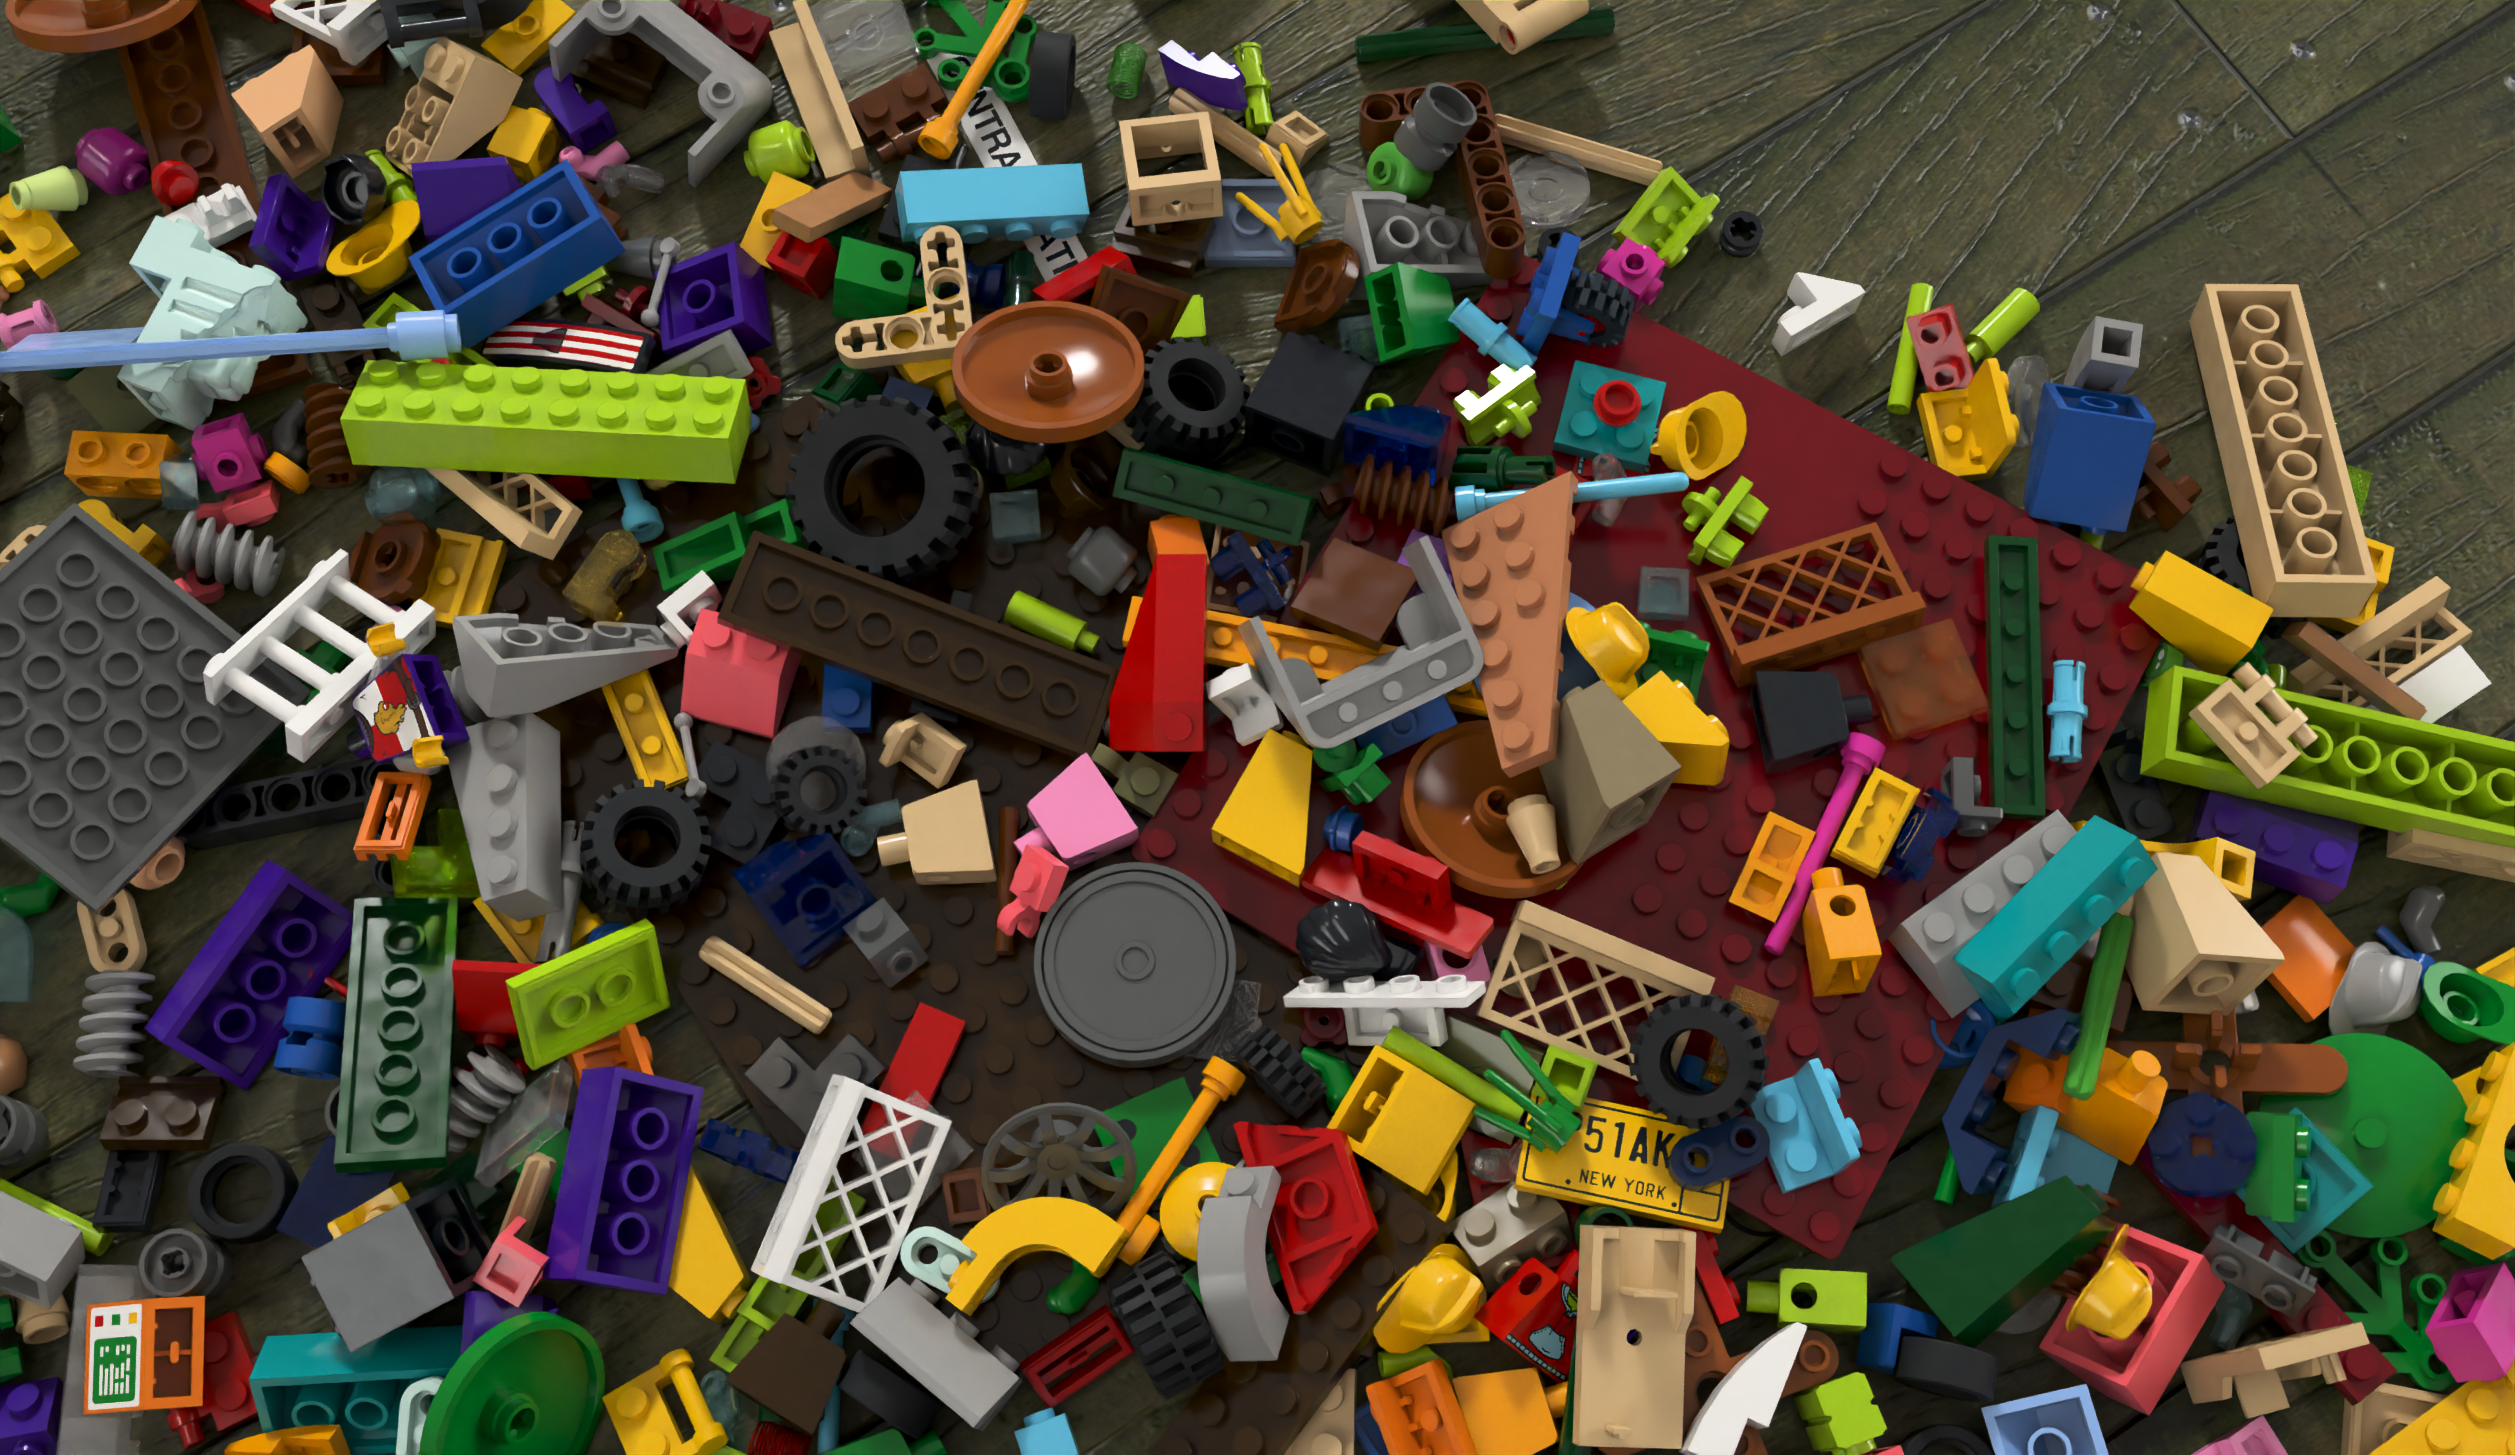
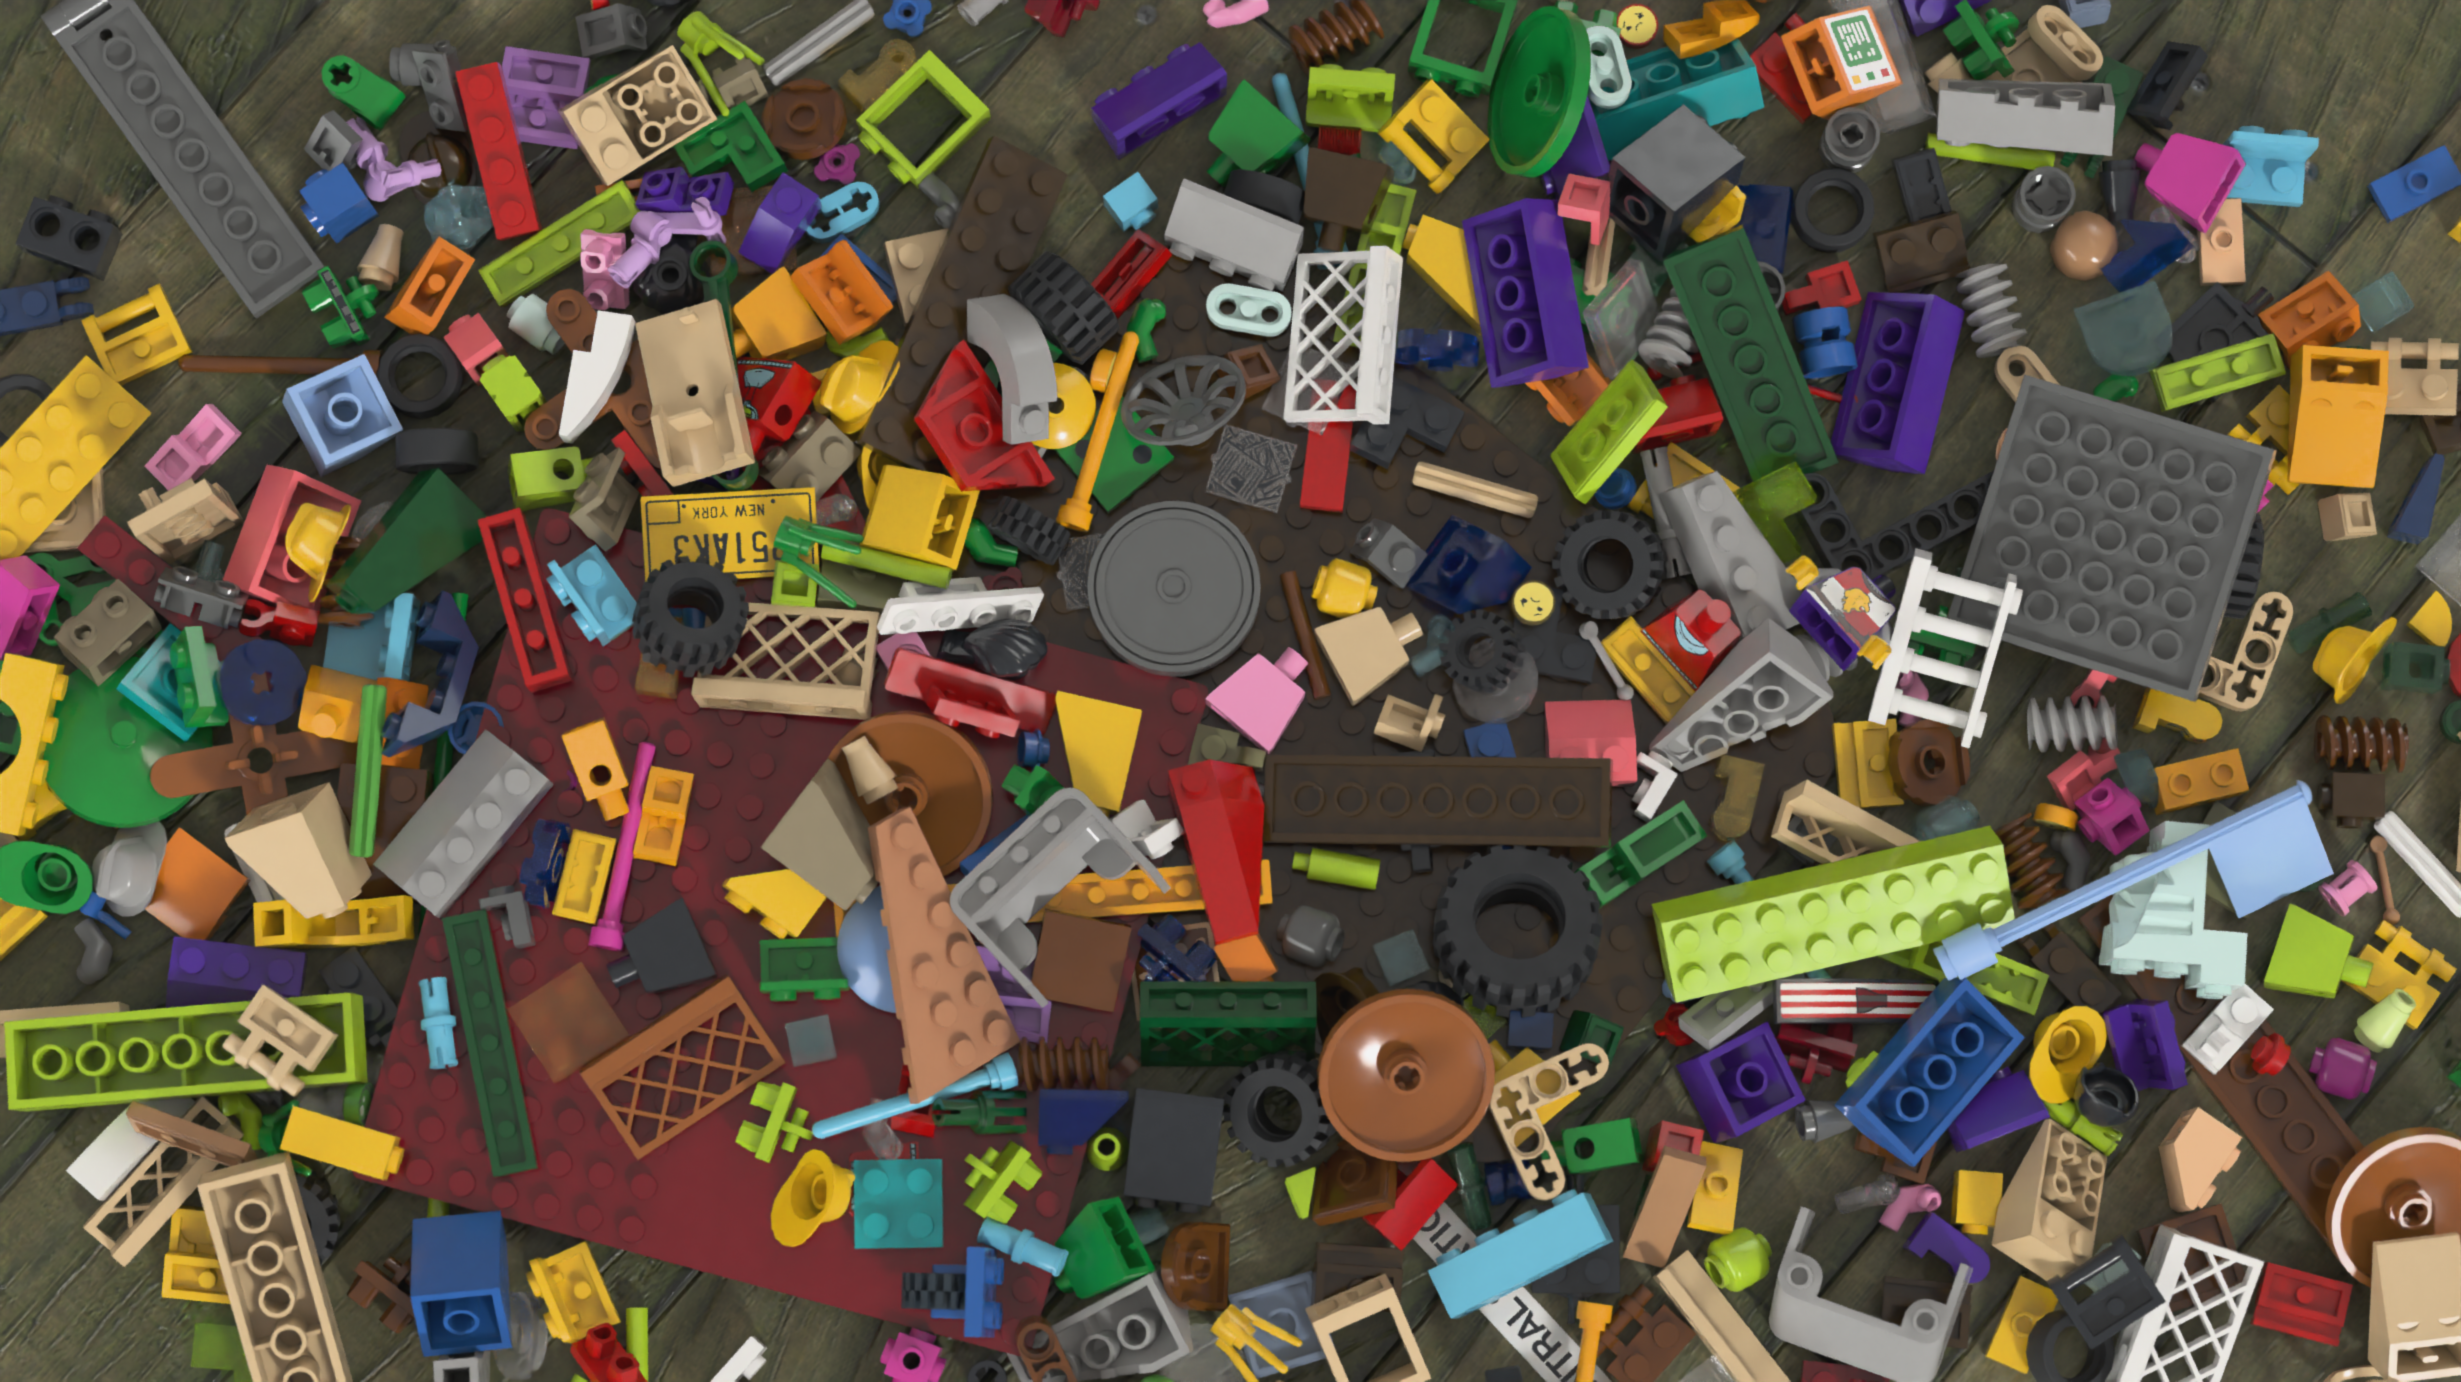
camera: 165 degrees right, 10 degrees up
(89, 267) = (2313, 957): none -> lime torso
(285, 1101) = (1826, 288): none -> red plate
(410, 820) = (1816, 494): orange tile -> none
(583, 746) = (1694, 636): none -> red torso
(670, 249) = (1797, 1122): light grey hinge -> none
(744, 832) = (1533, 602): none -> light yellow tile
(947, 909) = (1343, 589): none -> yellow head
(1005, 1080) = (1251, 468): none -> clear piece
(1031, 1227) = (1176, 353): yellow arch -> none
(1037, 888) = (1273, 627): coral plate -> none
(1610, 643) = (847, 950): yellow piece -> none
(1617, 403) = (893, 1202): red plate -> none
(1721, 1153) = (654, 552): dark blue plate -> none
(1764, 1242) = (604, 500): none -> dark tan bracket
(1883, 1329) = (492, 470): blue panel -> none
(1890, 1157) = (525, 600): none -> red brick
(2054, 915) = (422, 818): teal slope -> none
(2150, 1215) = (286, 621): none -> red plate
(2373, 1260) = (107, 632): none -> dark tan brick

